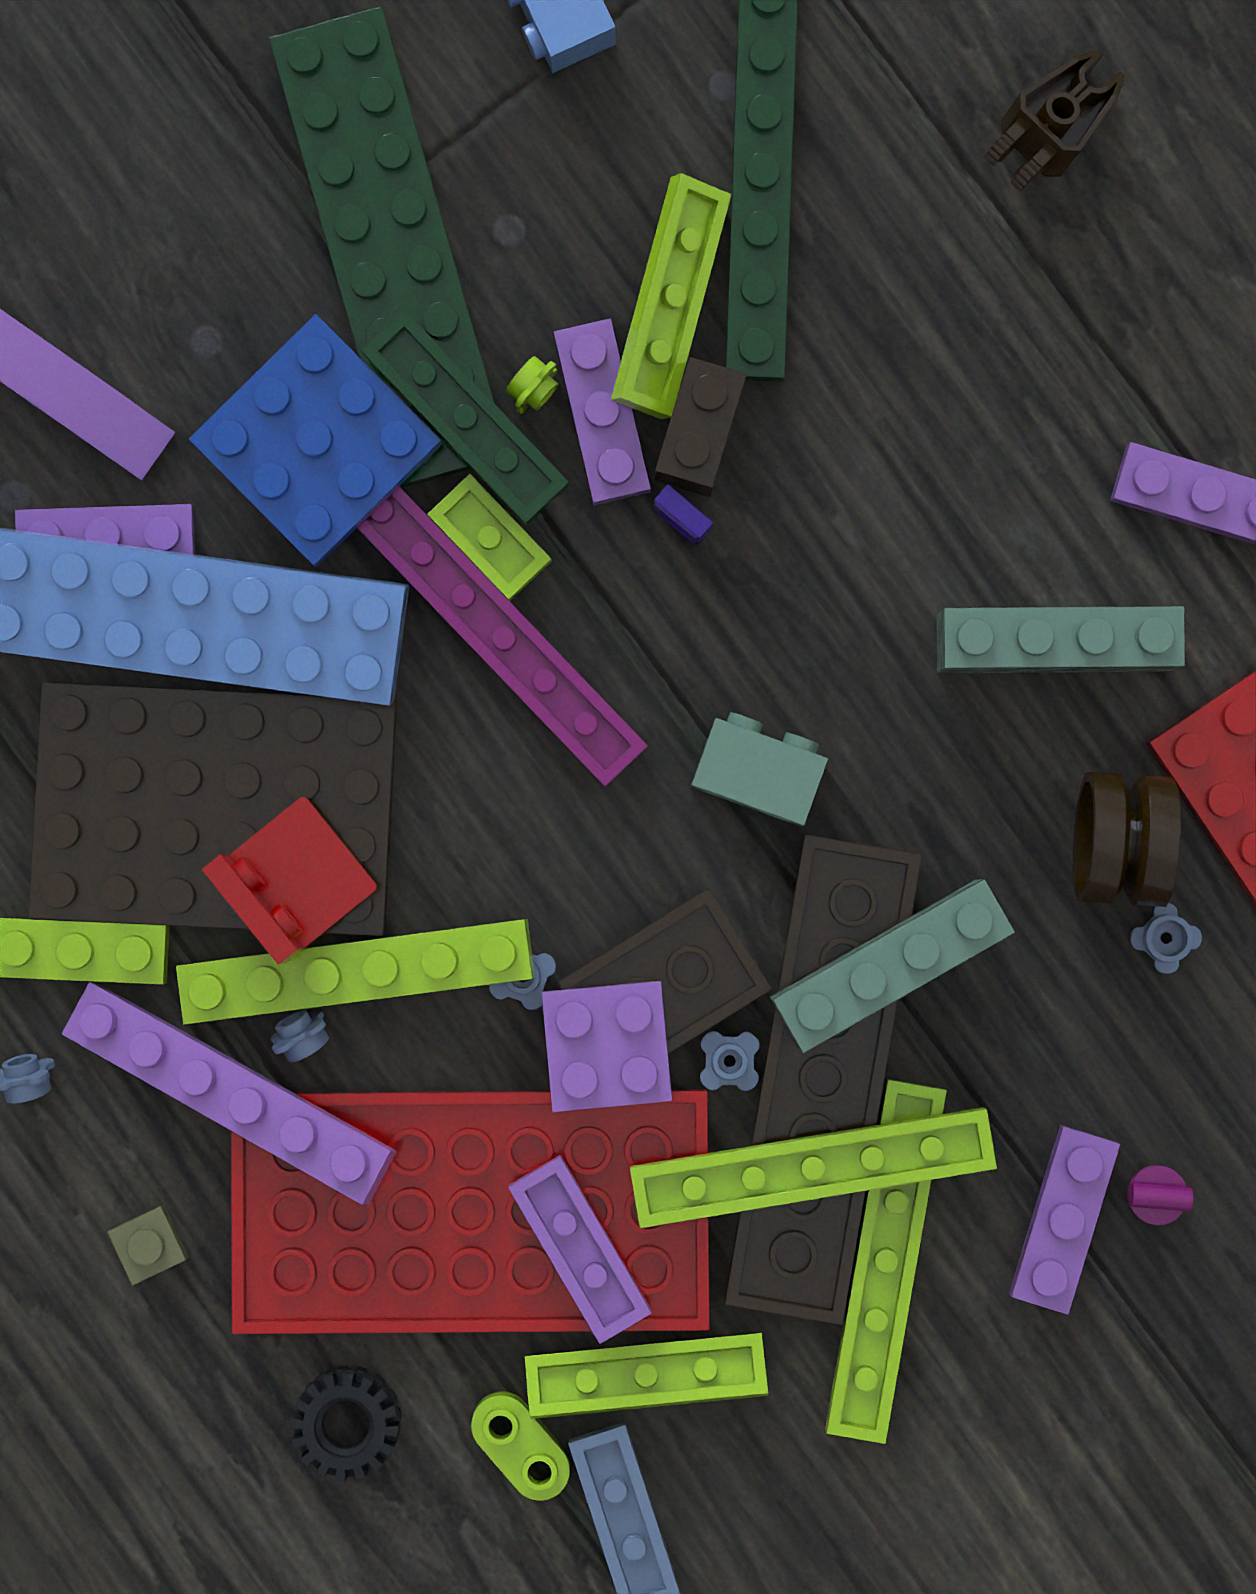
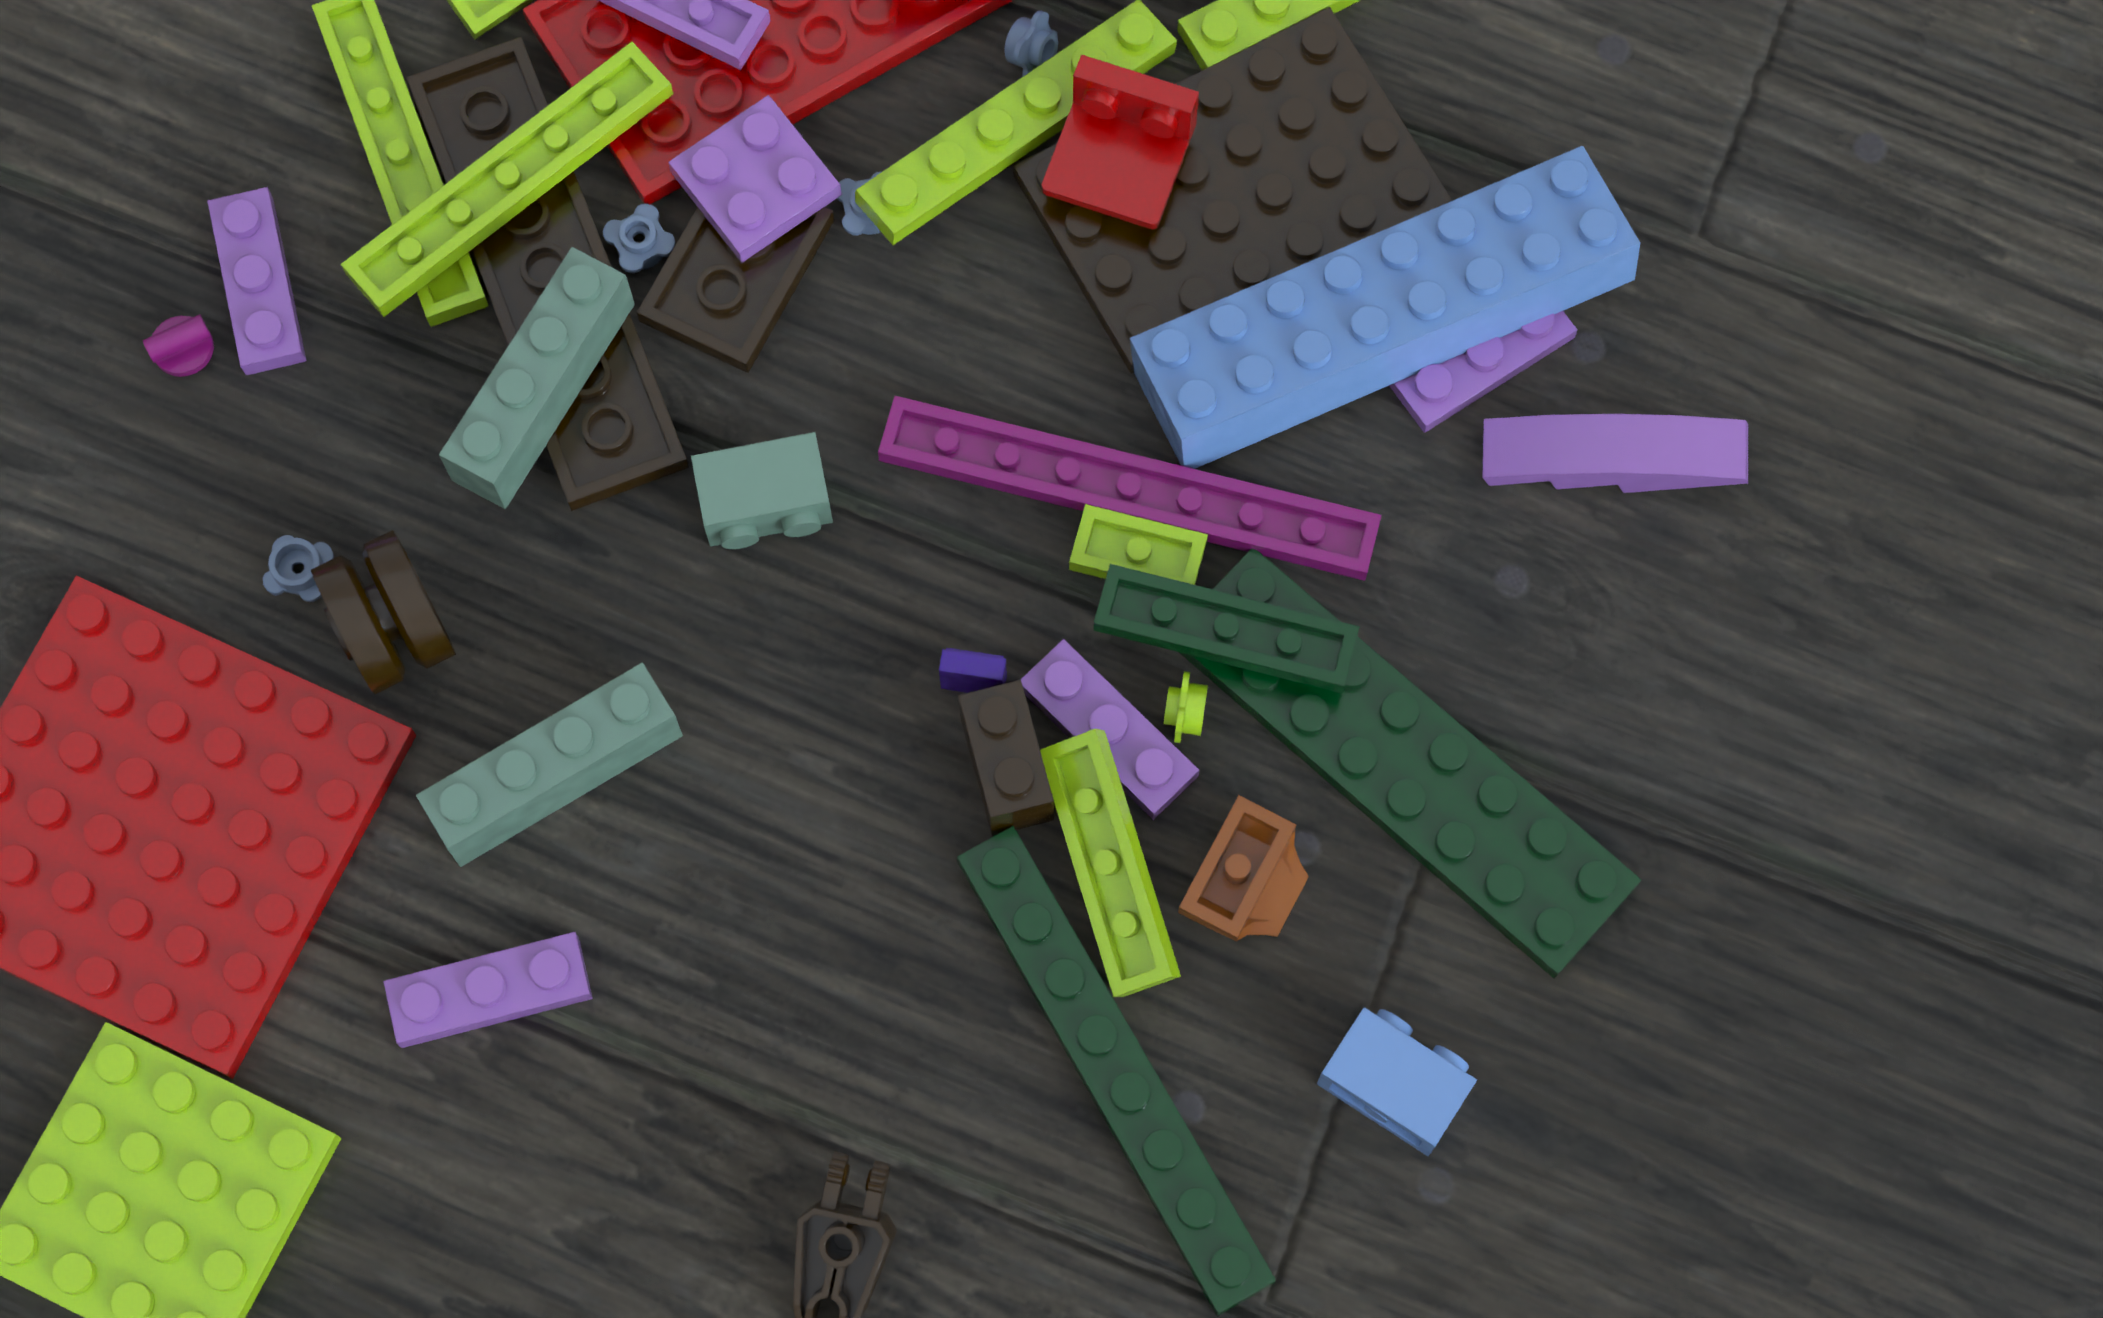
camera: 150 degrees right, 15 degrees down
(316, 440) = (1350, 531): blue plate -> none
(572, 226) = (1247, 875): none -> dark orange slope

